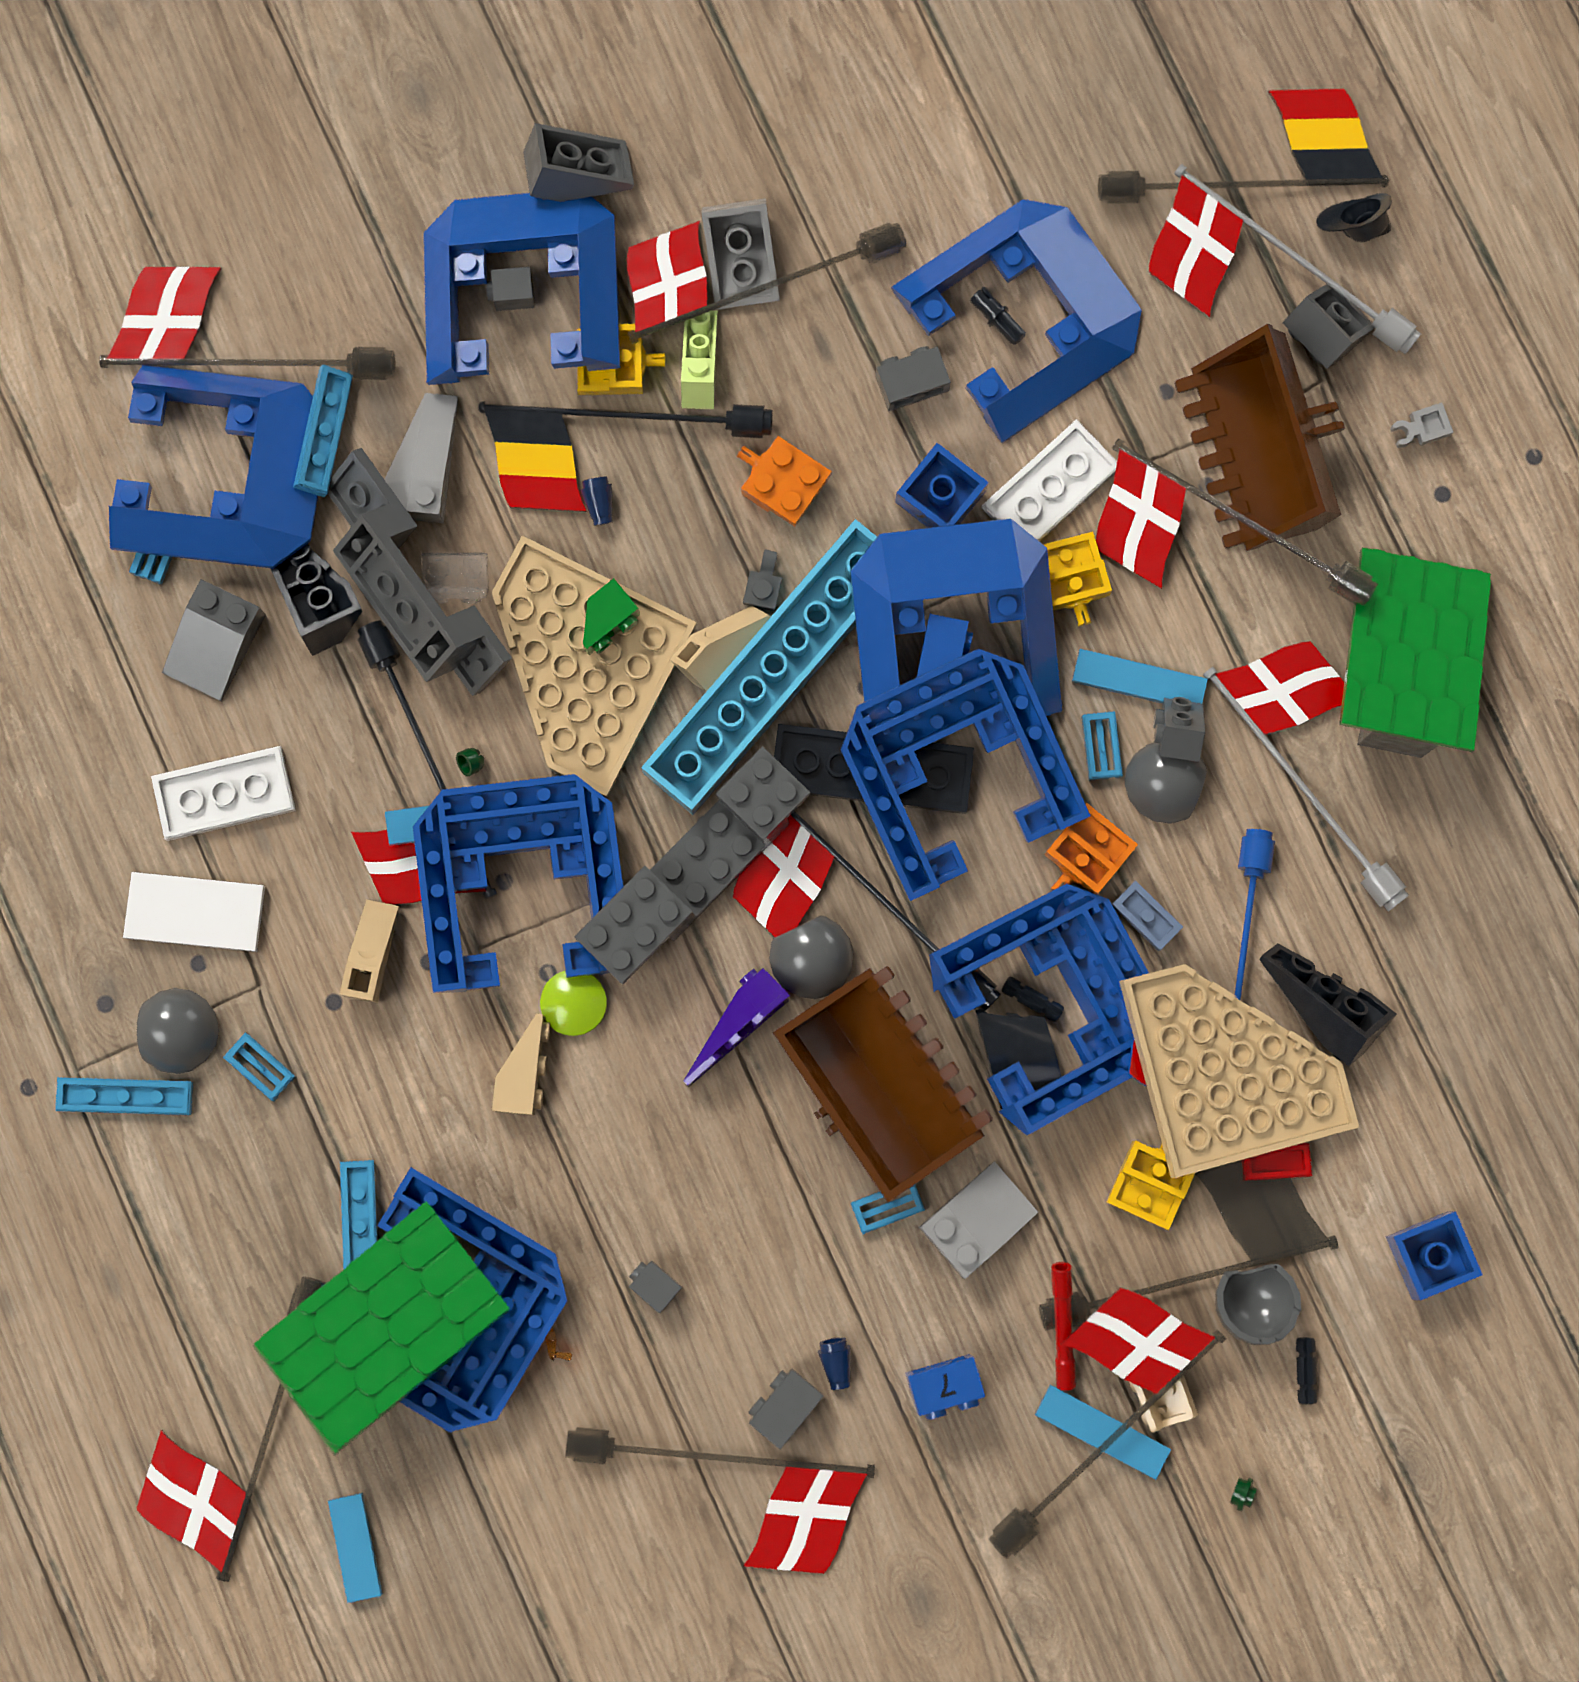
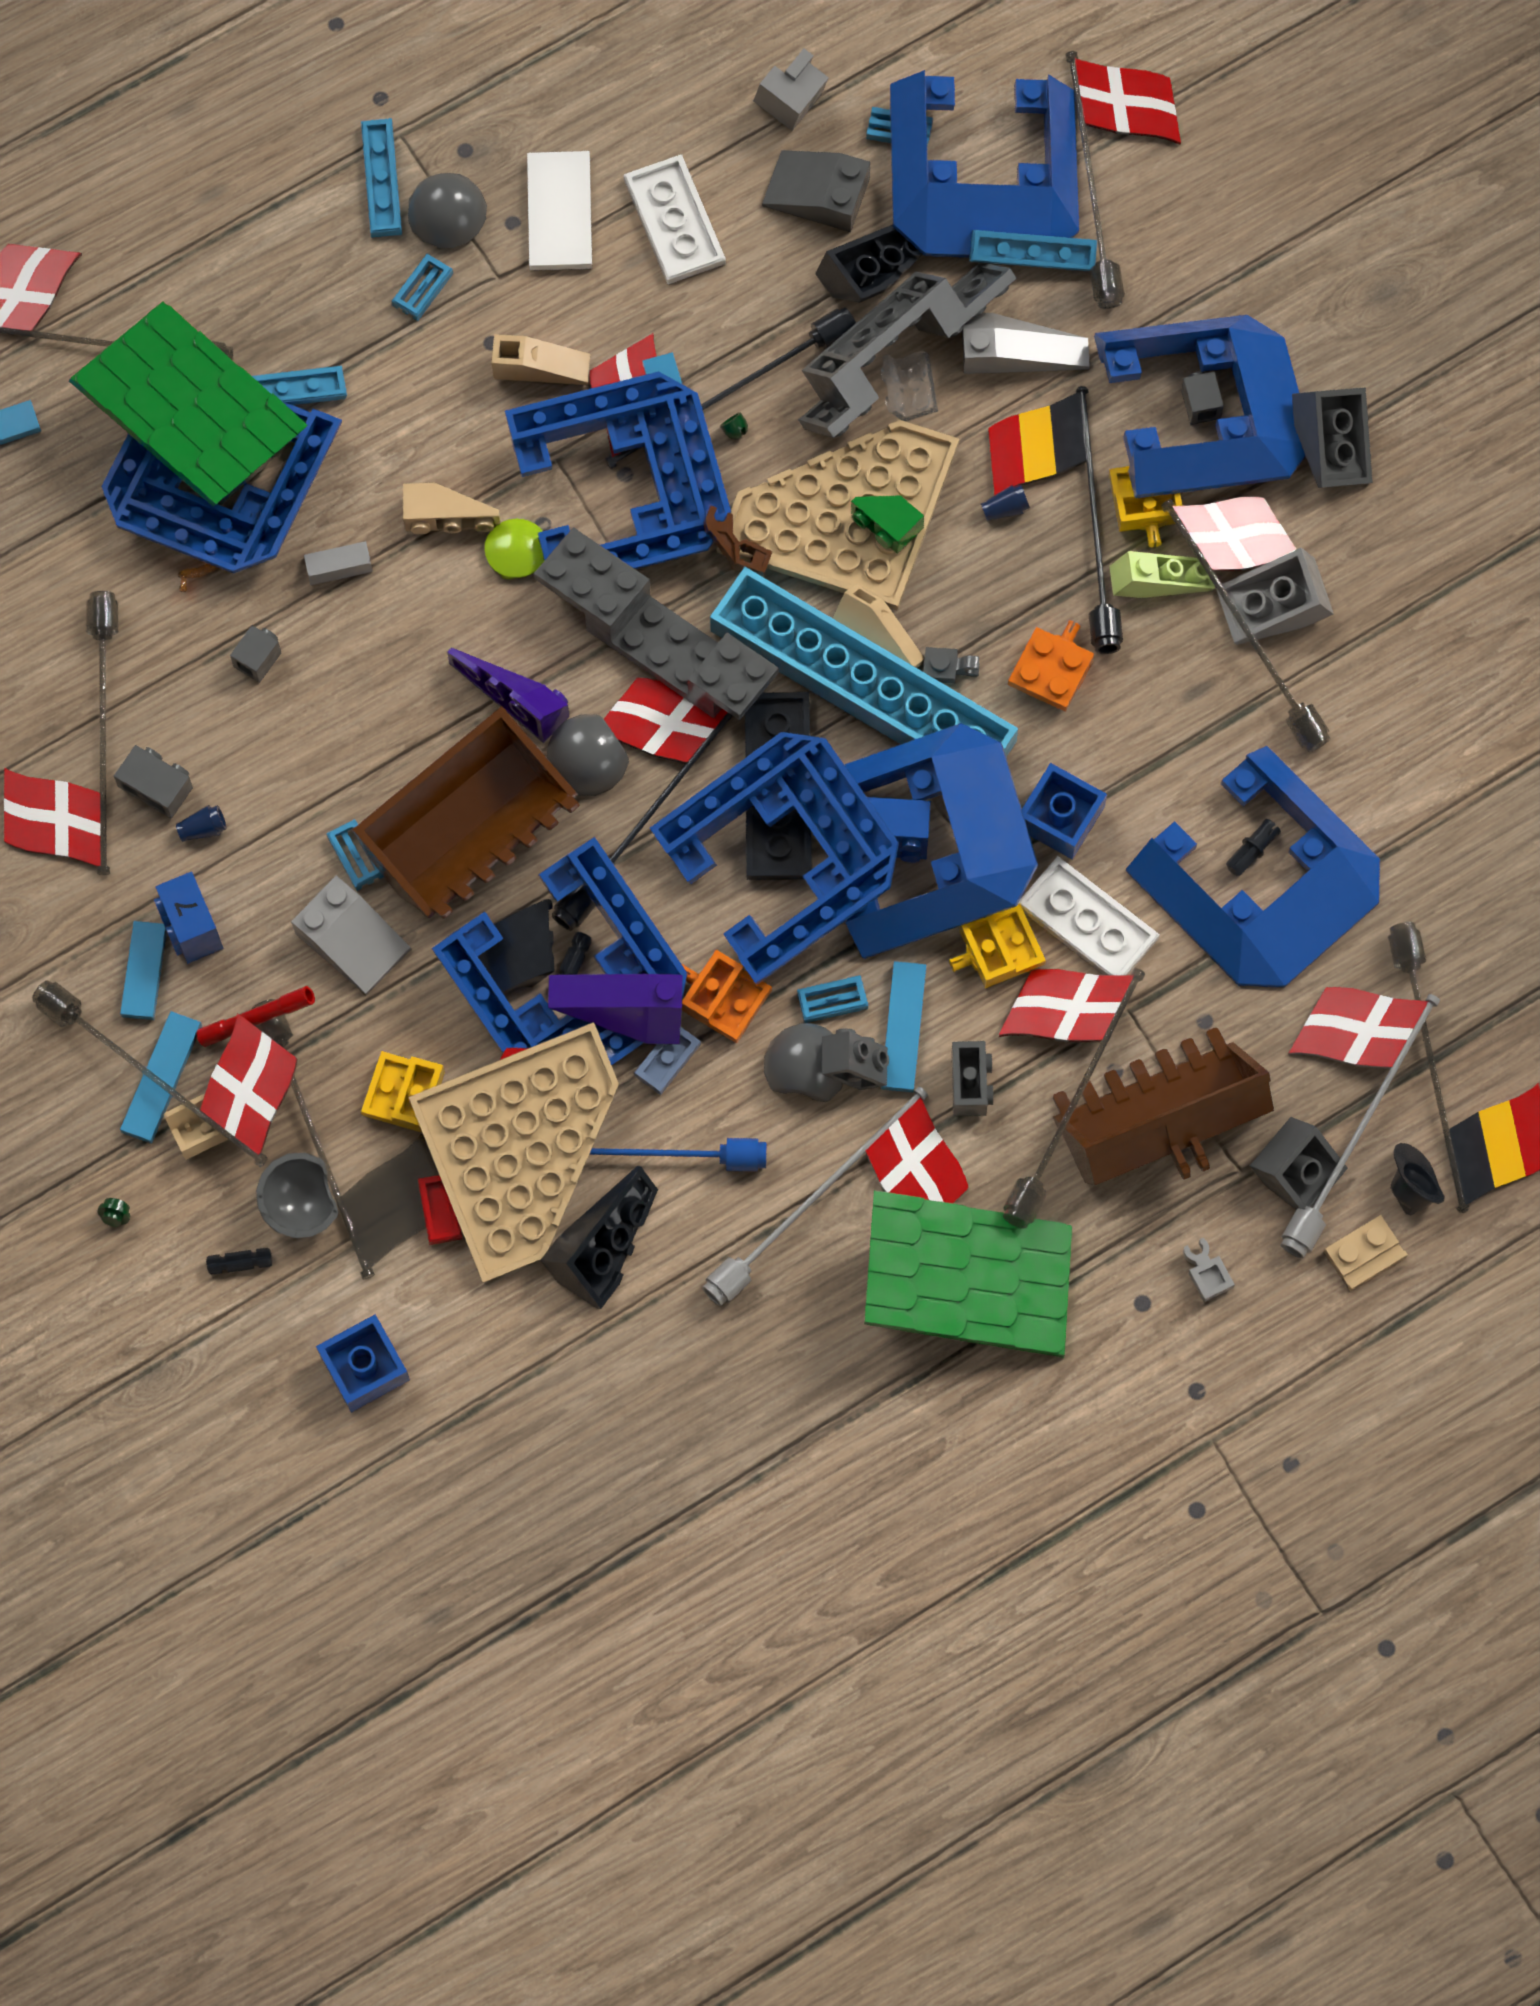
camera: 85 degrees right, 10 degrees down
(102, 648) = (791, 93): none -> light grey plate
(561, 1190) = (338, 563): none -> light grey slope
(615, 779) = (729, 545): none -> reddish brown piece
(912, 377) = (1174, 773): dark grey brick -> none
(986, 1439) = (143, 970): none -> dark azure tile
(1096, 944) = (628, 1004): none -> dark purple wedge
(1209, 621) = (969, 1078): none -> dark grey brick
(1418, 278) = (1365, 1253): none -> tan plate

